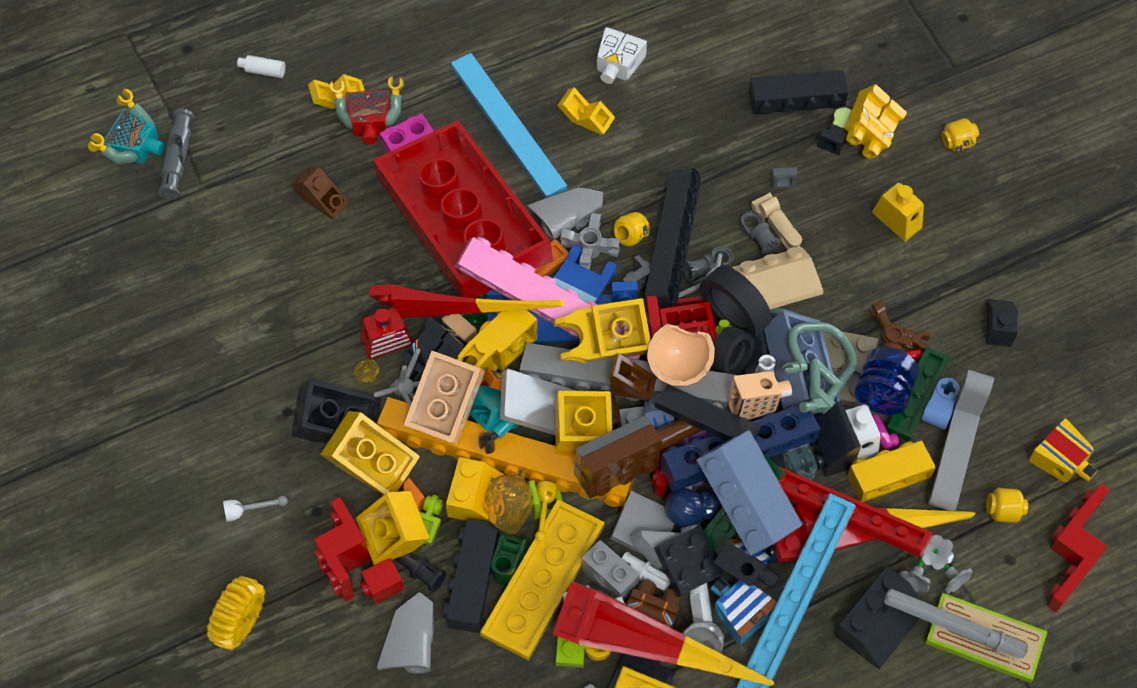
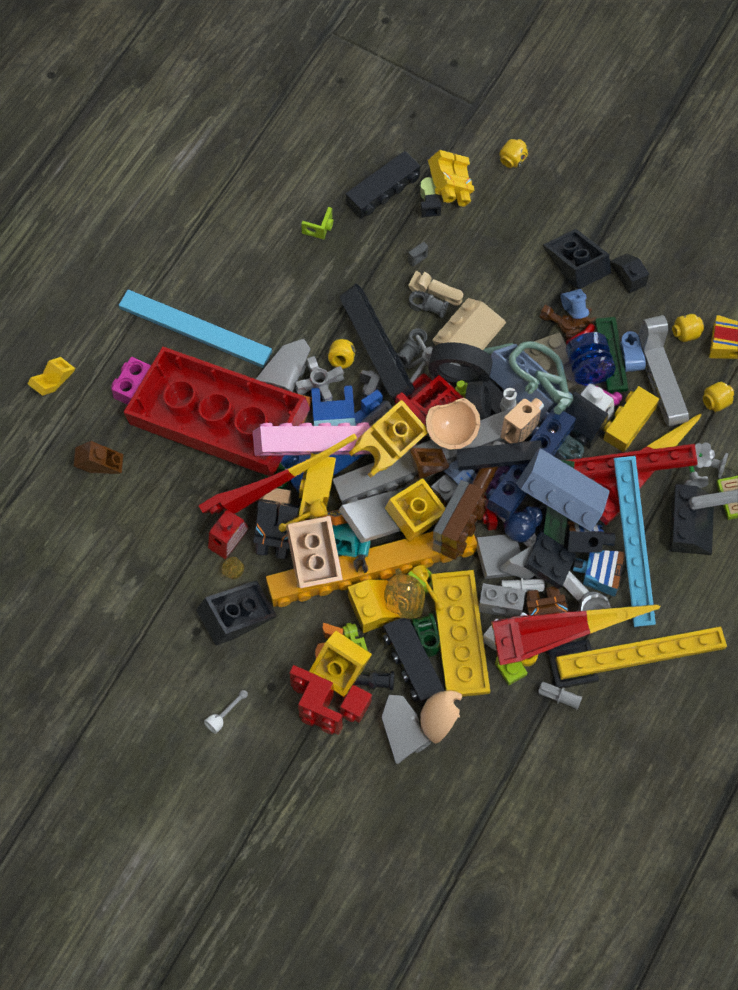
camera: 35 degrees left, 5 degrees up
(235, 613) = (277, 789): yellow gear -> none
(368, 111) = (87, 378): torso -> none
(370, 453) = (283, 623): yellow slope -> none
(403, 385) = (270, 561): light grey plant -> none
(452, 641) = (439, 714): none -> light nougat cylinder
(478, 357) = (317, 510): none -> yellow hinge
(591, 116) = (250, 286): yellow slope -> none
(619, 55) = (237, 229): white torso -> none
(708, 99) = (320, 230): none -> lime bracket
(900, 211) = (513, 232): yellow torso -> none
(915, 318) = (575, 303): none -> medium blue piece
(953, 277) = (578, 258): none -> black slope
(1024, 414) = (688, 327): none -> yellow head

